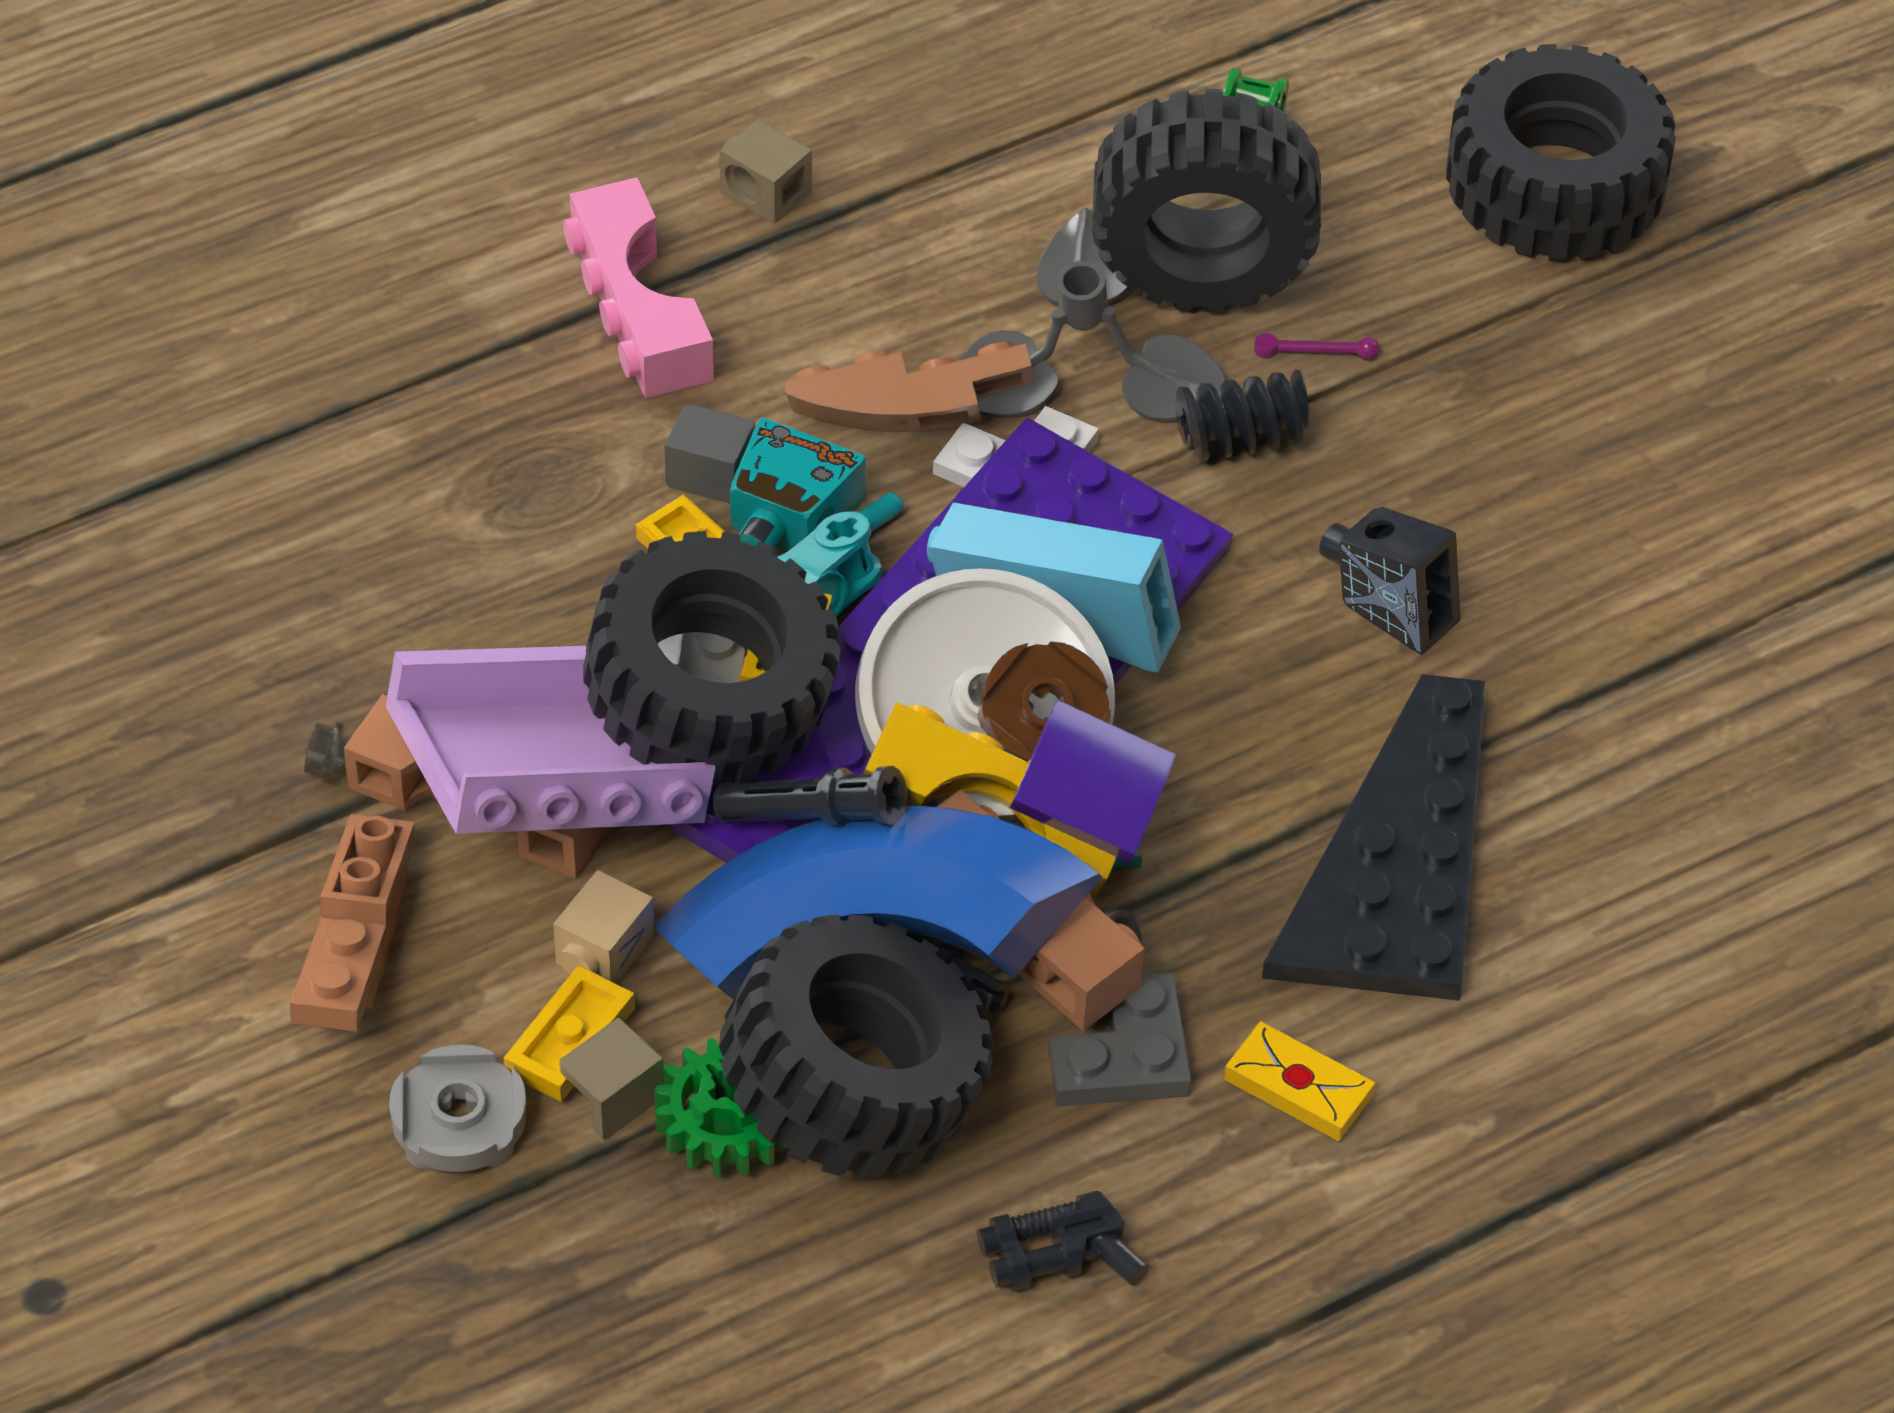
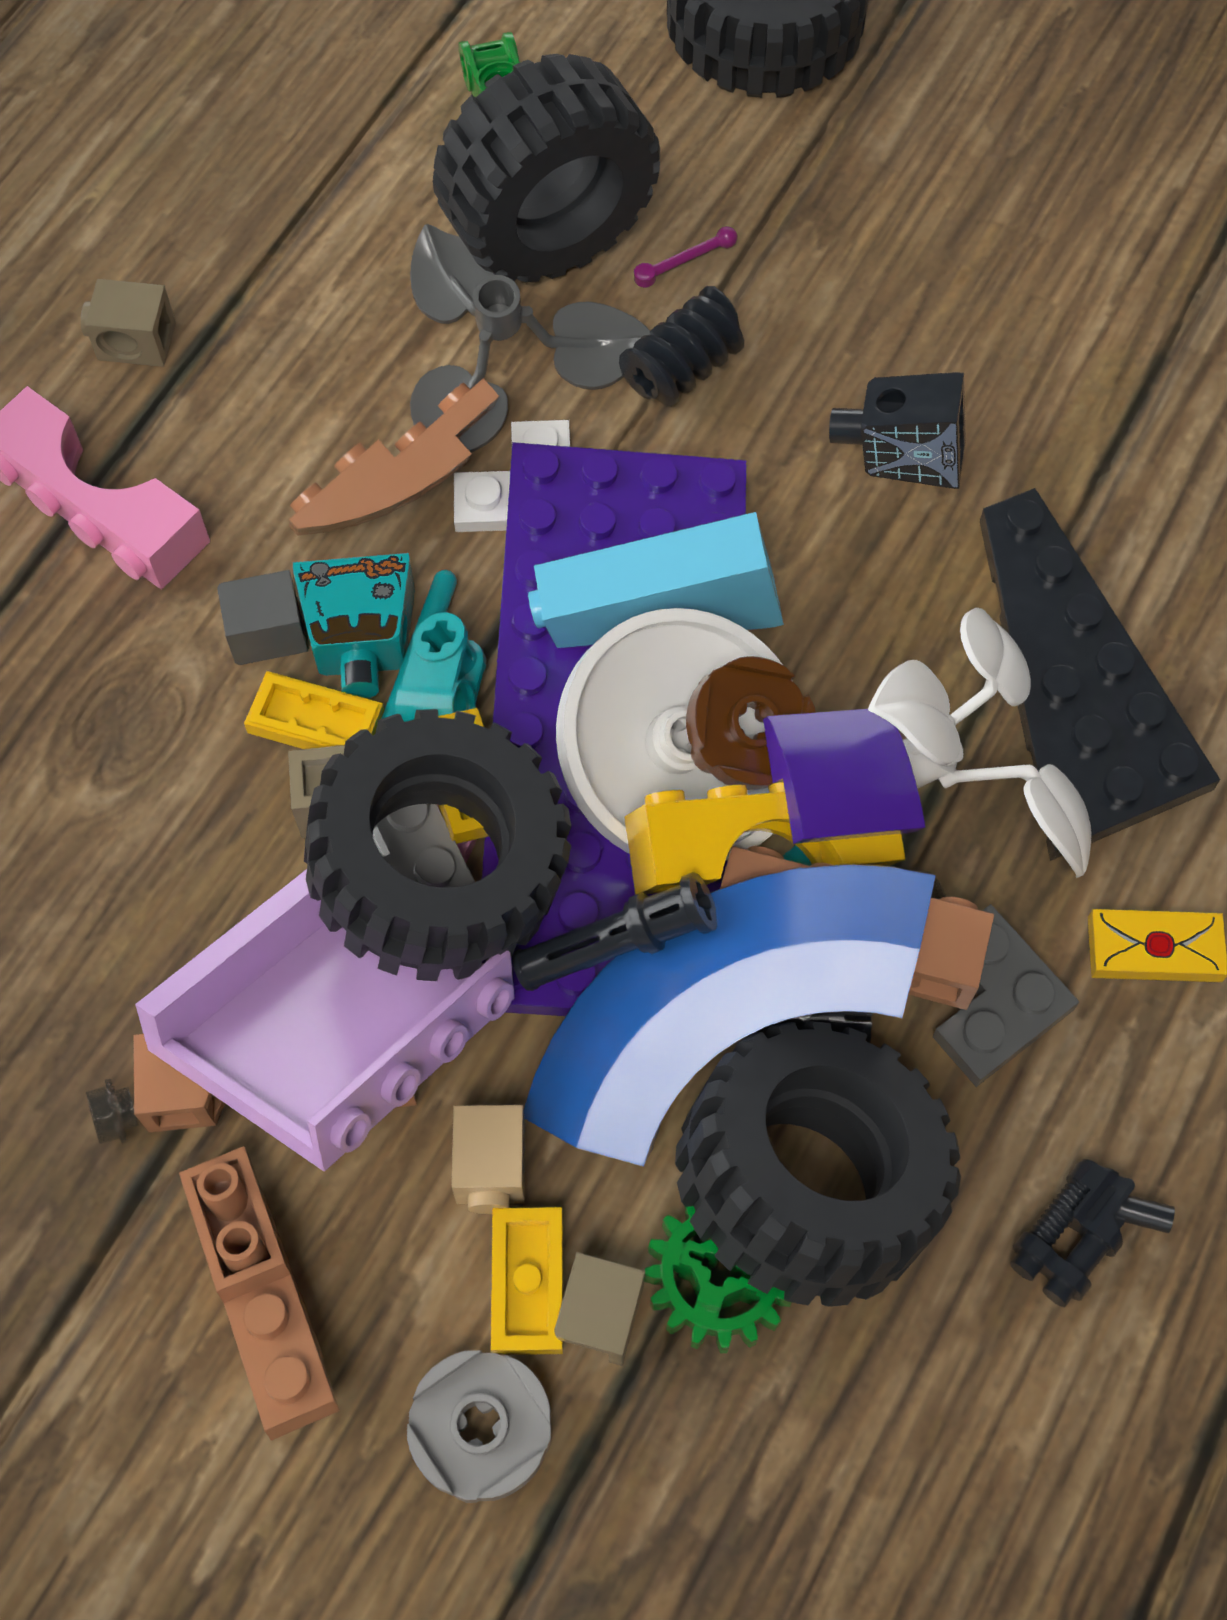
camera: 30 degrees left, 15 degrees up
(1187, 758) = (920, 709): none -> white plant

